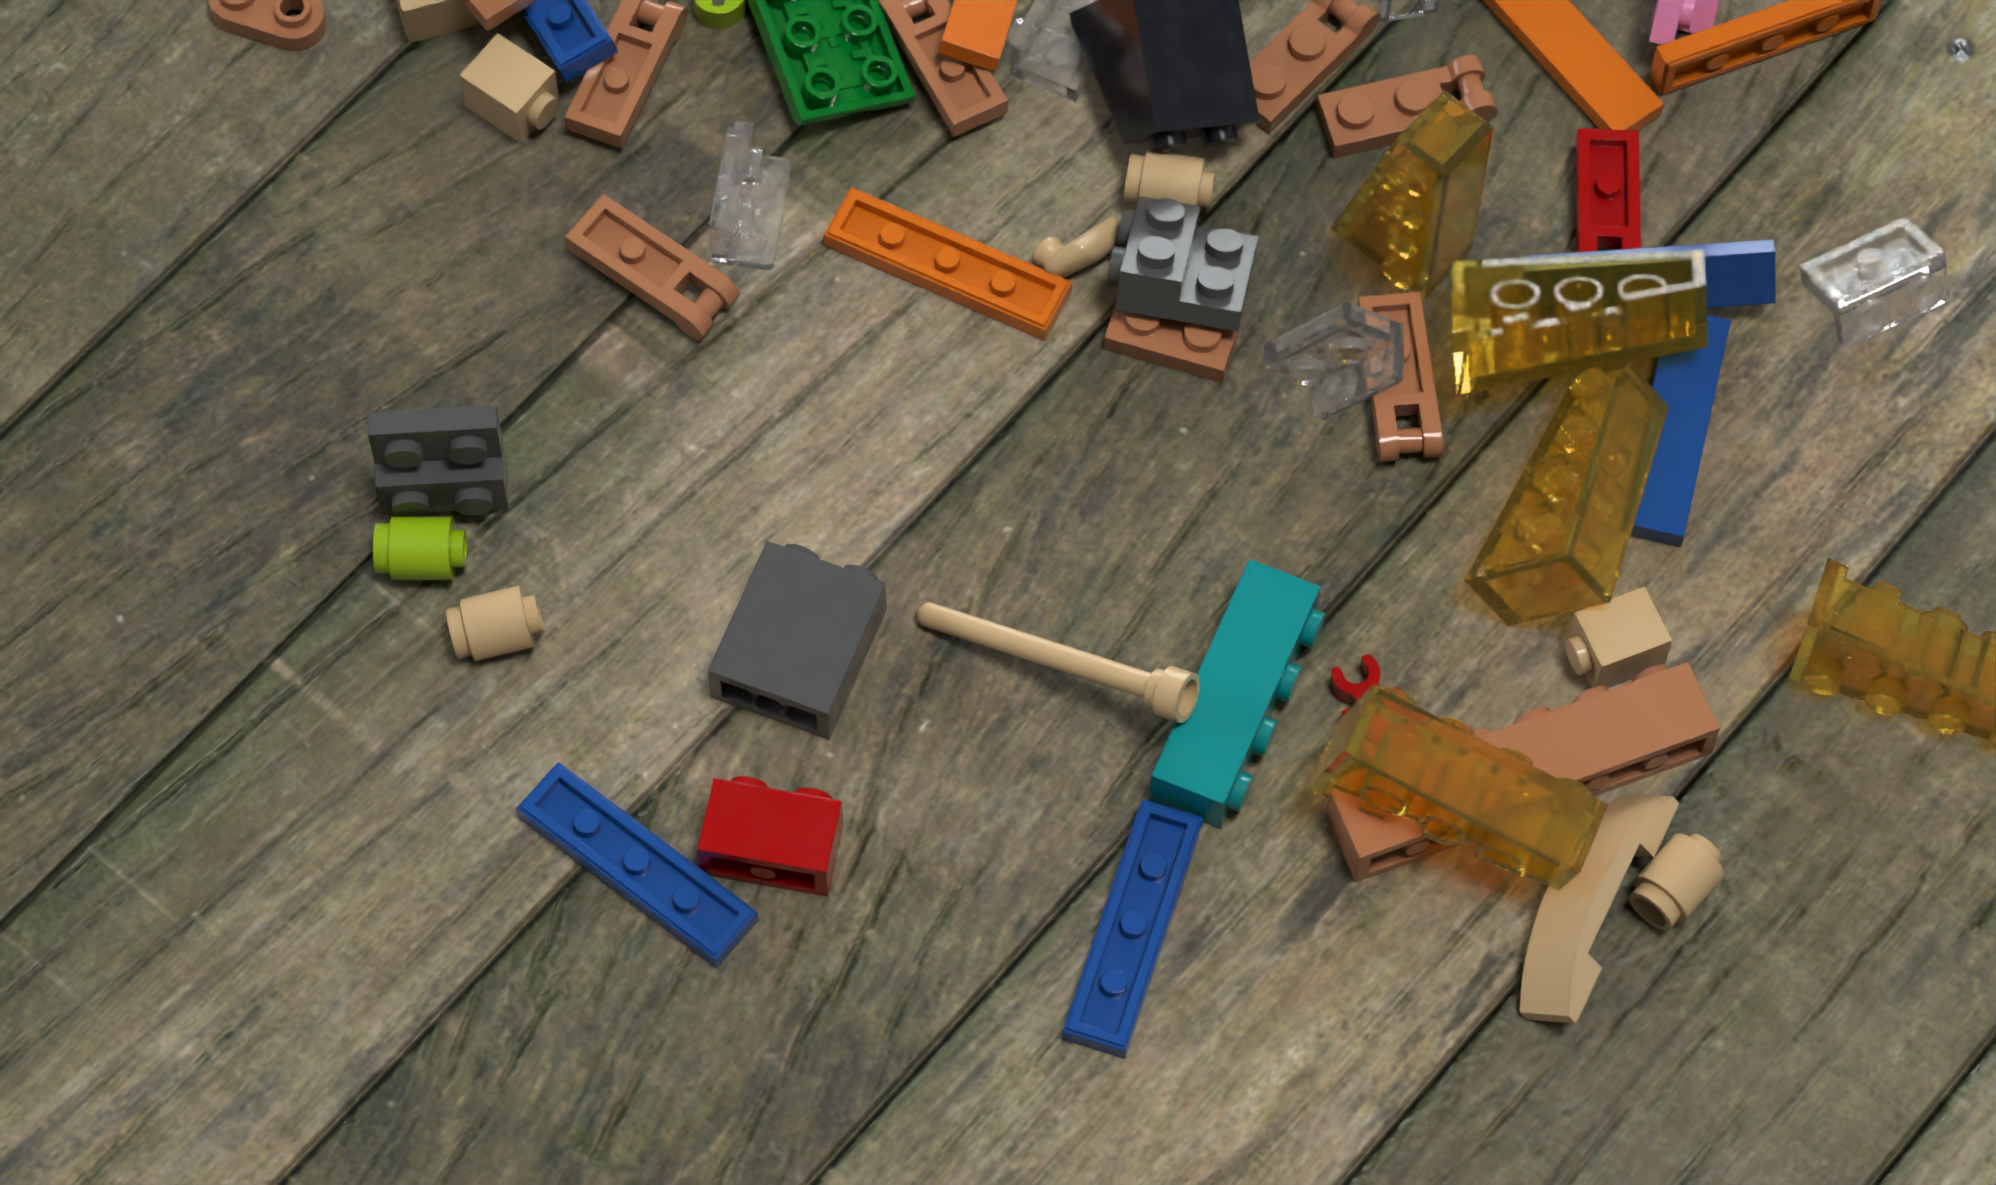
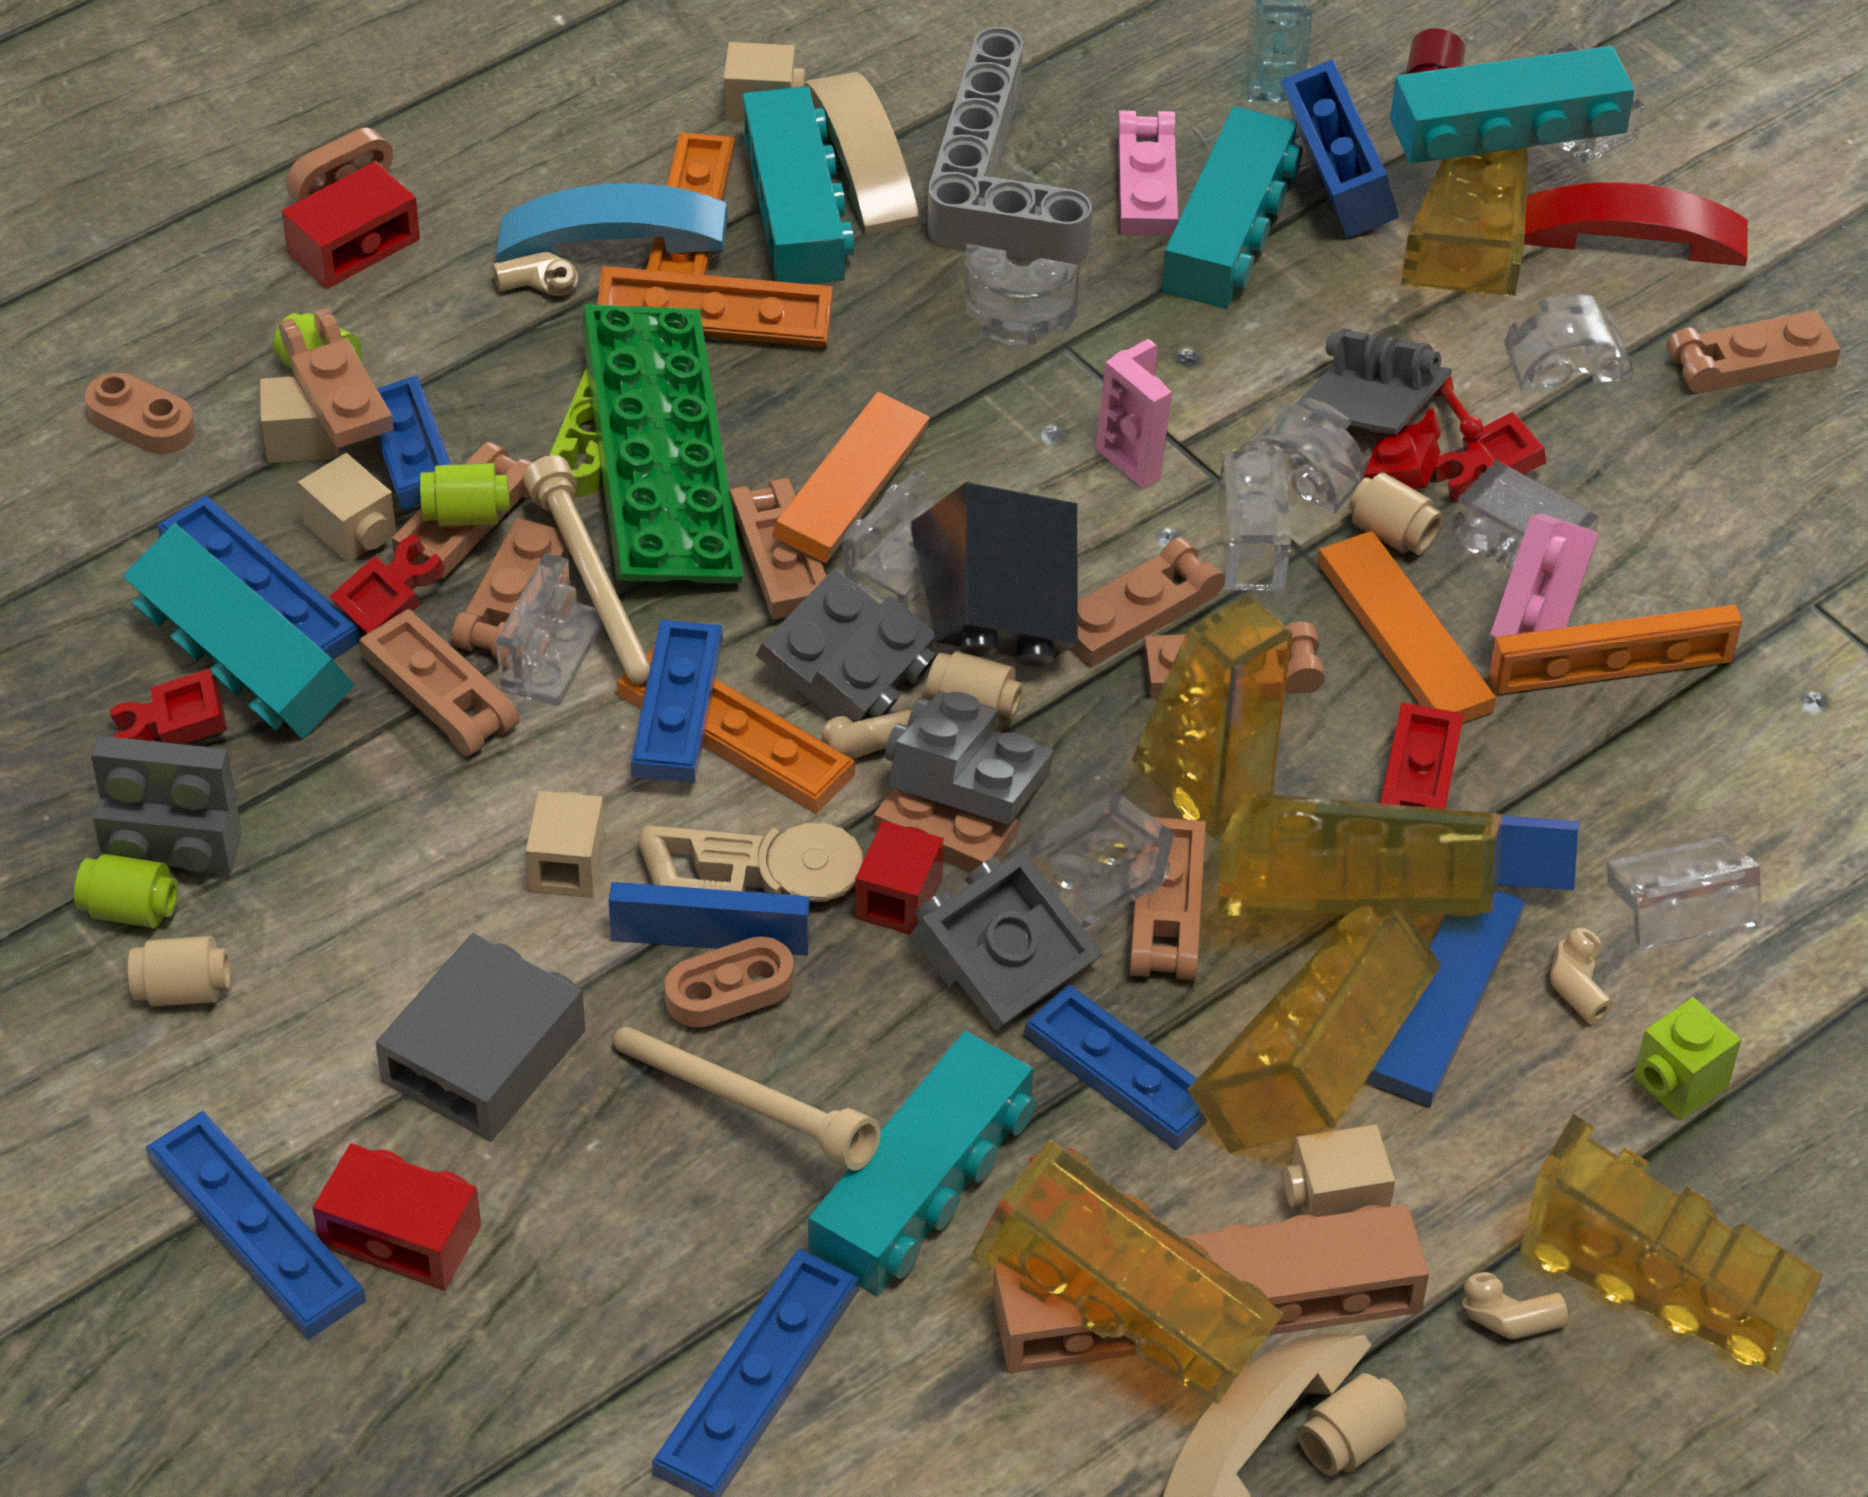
camera: 10 degrees right, 15 degrees down
(411, 344) = (178, 711): none -> red plate
(442, 184) = (266, 575): none -> blue tile
(445, 250) = (238, 631): none -> teal brick
(570, 181) = (383, 591): none -> red plate
(628, 63) = (464, 495): none -> lime brick
(694, 146) = (505, 584): none -> nougat plate
(707, 31) = (553, 488): none -> tan piece
(823, 422) = (565, 844): none -> tan brick
(889, 249) = (677, 701): none -> blue tile
(979, 477) = (706, 916): none -> blue tile
(1008, 540) = (727, 982): none -> nougat plate
(1041, 164) = (849, 649): none -> dark grey plate
(1052, 400) = (802, 861): none -> tan piece
(1146, 402) = (898, 876): none -> red brick
(1259, 451) = (1004, 939): none -> dark grey plate
(1389, 557) = (1118, 1065): none -> blue tile
(1788, 384) = (1573, 972): none -> tan arm
(1793, 747) = (1507, 1316): none -> tan arm
(1909, 461) = (1686, 1058): none -> lime brick

